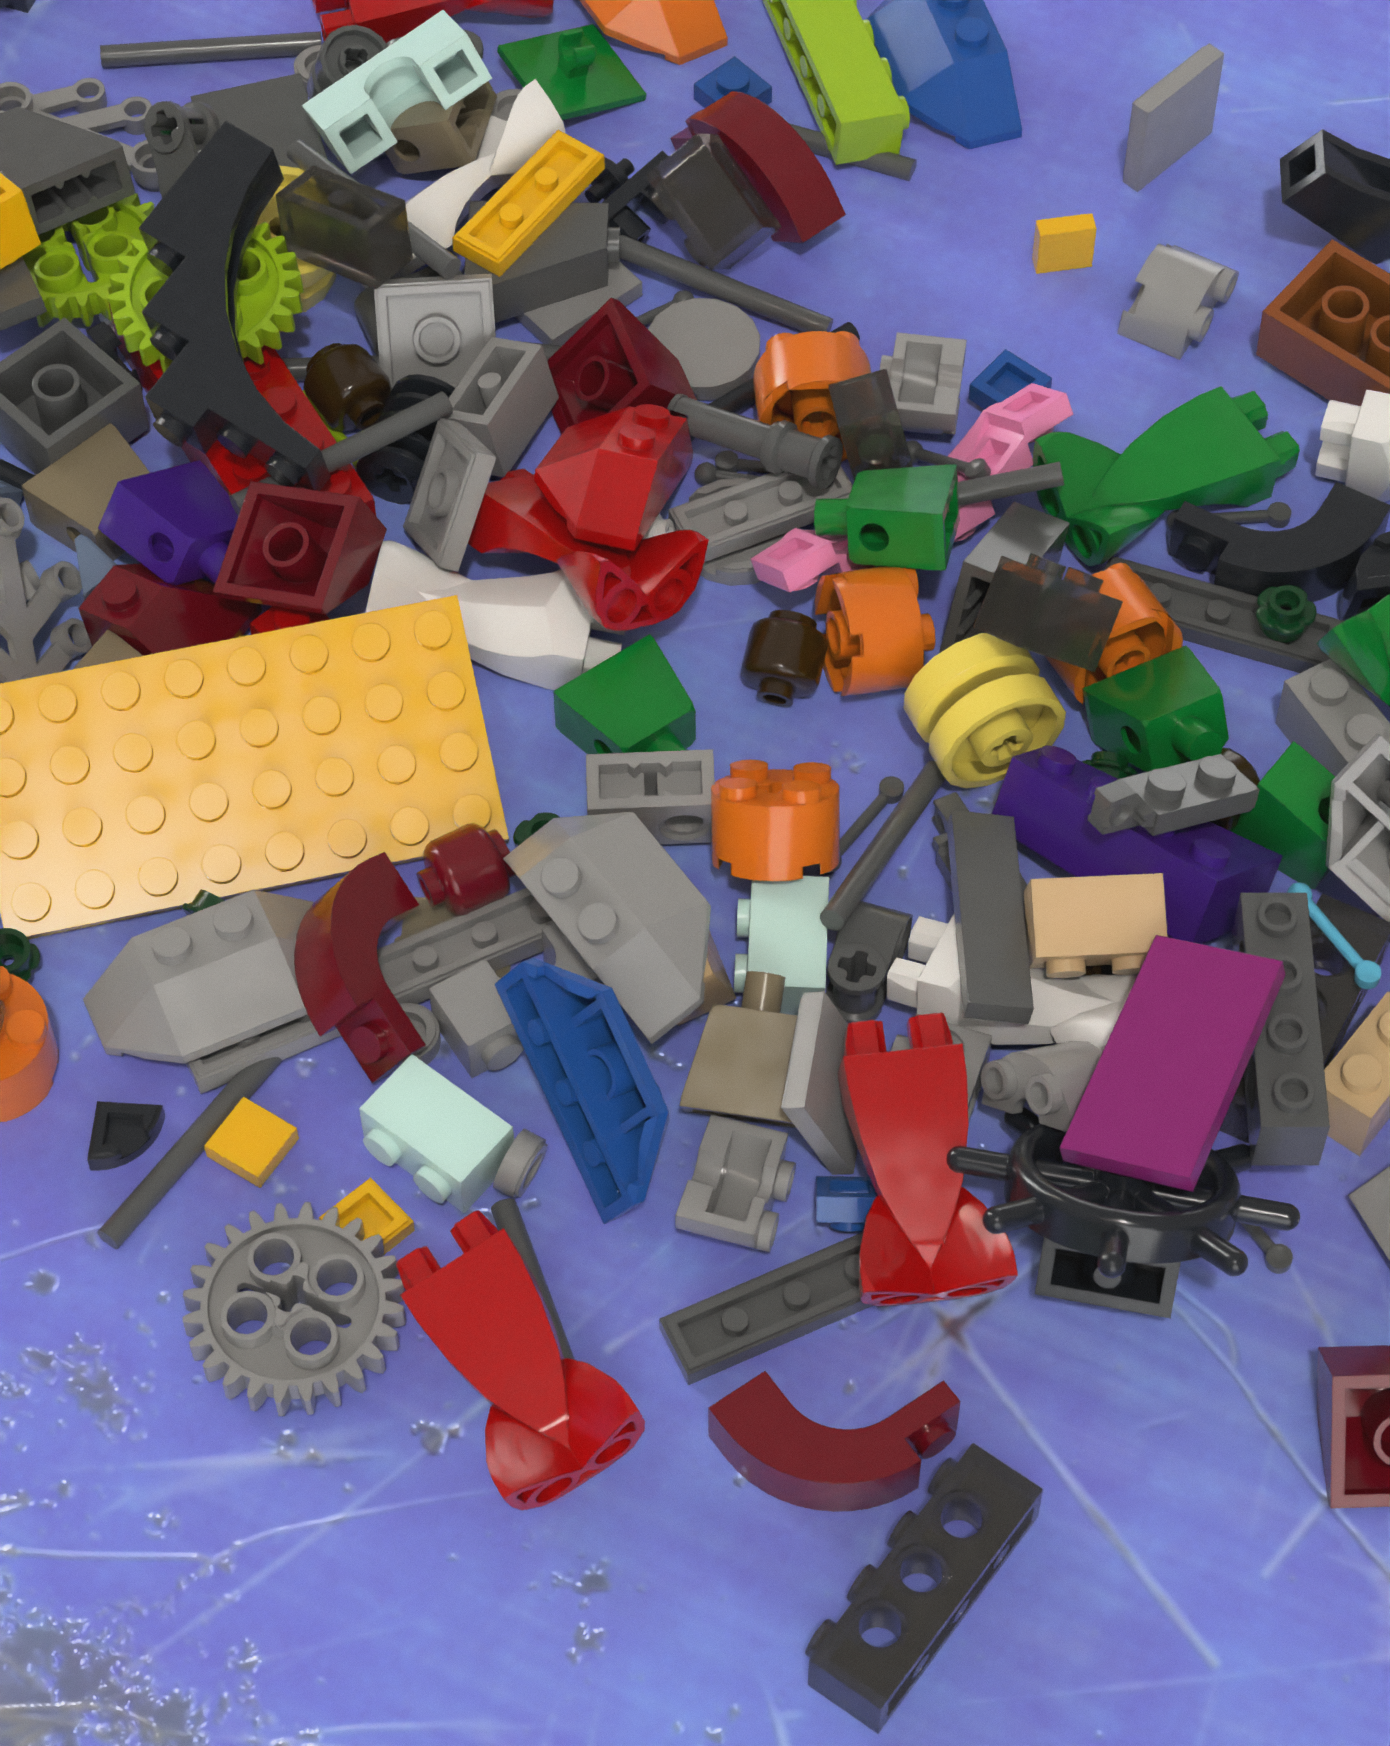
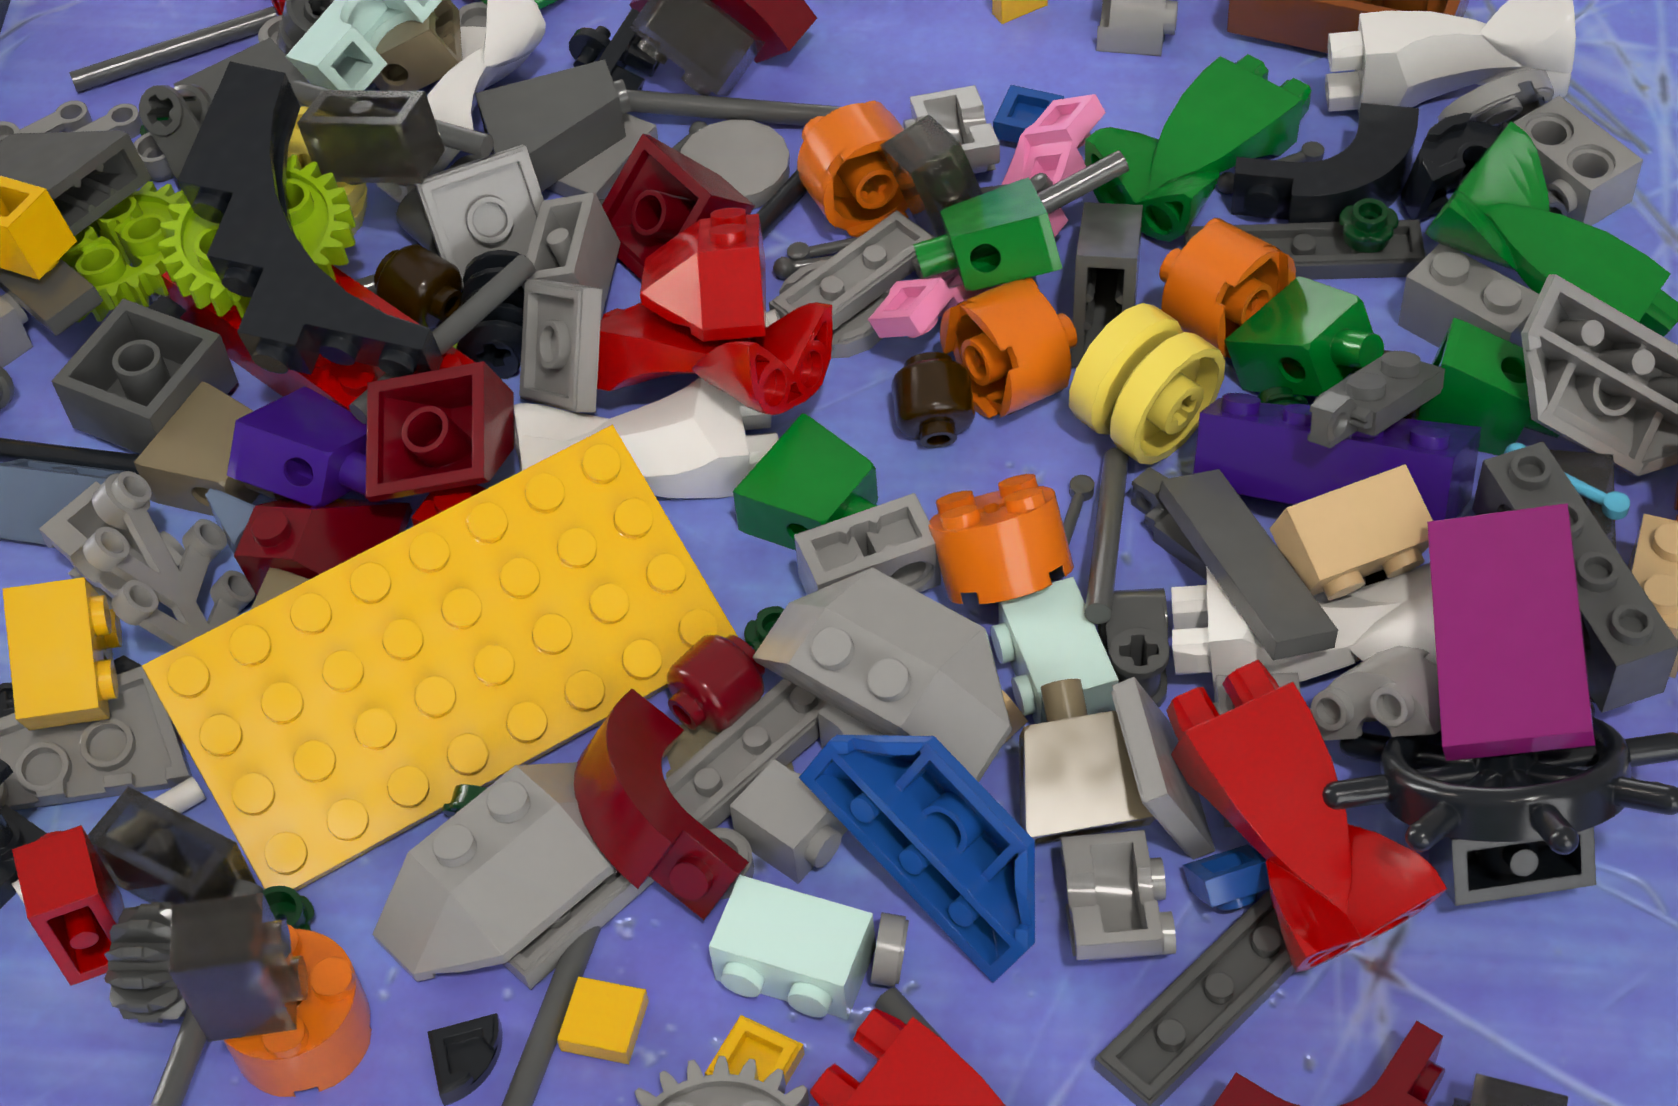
camera: 15 degrees left, 5 degrees down
(528, 203) = (532, 77): yellow tile -> none
(777, 445) = (850, 215): dark grey pin -> none
(1047, 612) = (1183, 267): clear smoke brick -> none

